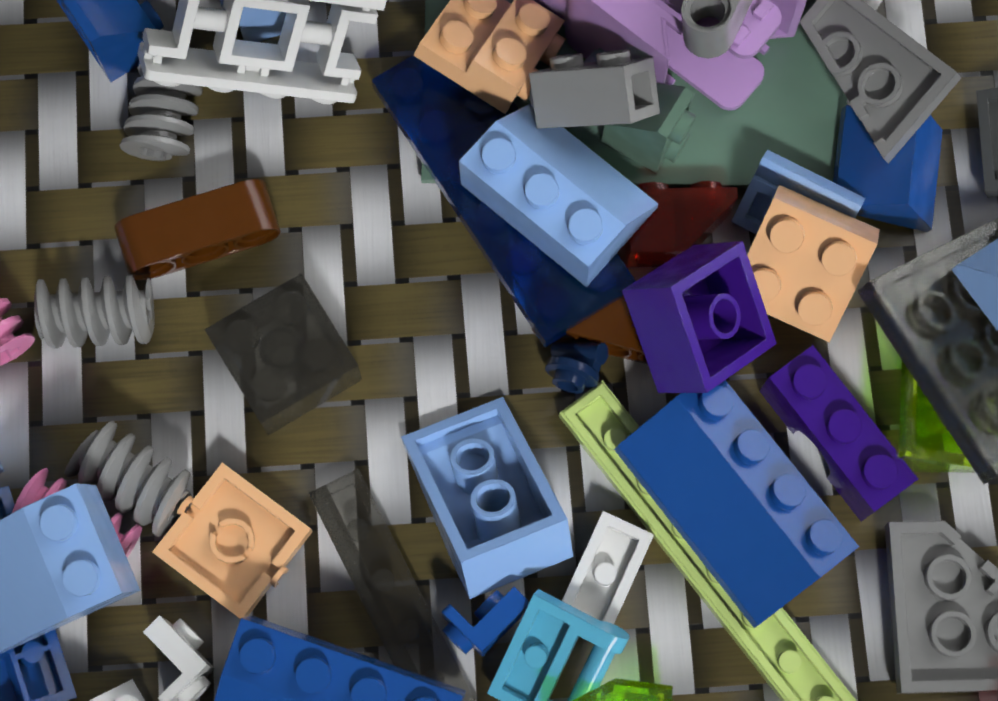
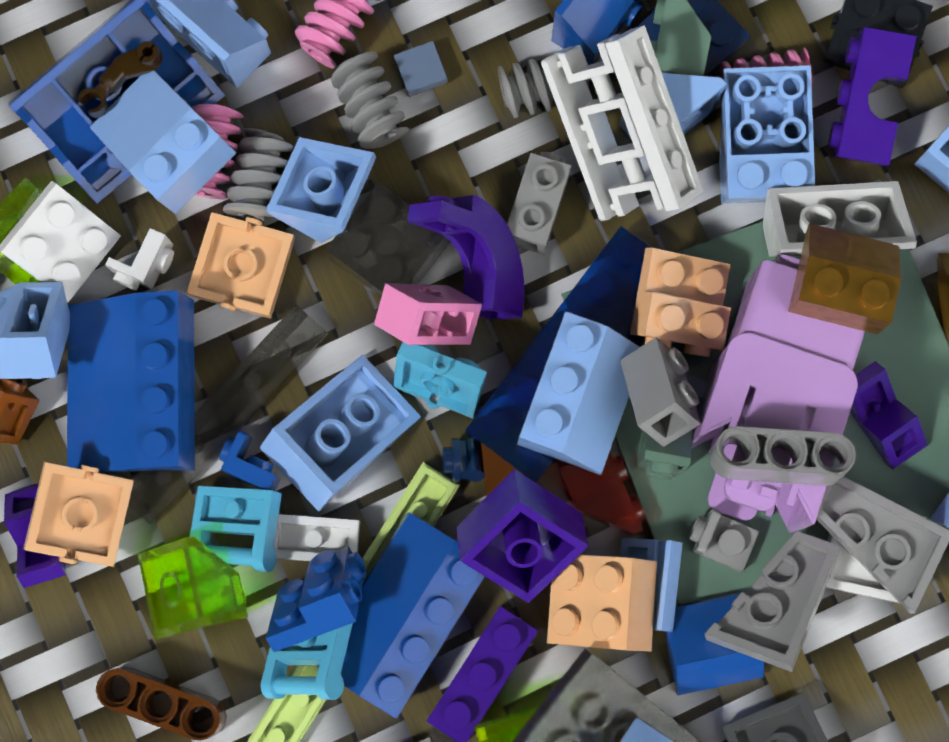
camera: 75 degrees right, 5 degrees up
(79, 241) = (420, 69): none -> sand blue tile
(182, 402) = (320, 187): none -> light blue slope
(197, 229) = (458, 146): reddish brown beam -> none
(302, 164) = (538, 201): none -> light grey brick
(343, 241) = (485, 247): none -> dark purple arch
(391, 330) = (427, 314): none -> bright pink brick
(475, 342) = (427, 373): none -> medium azure plate
(688, 587) = (320, 602): none -> blue plate
(732, 619) = (323, 650): none -> medium azure plate
(777, 108) = (723, 540): none -> light grey bracket

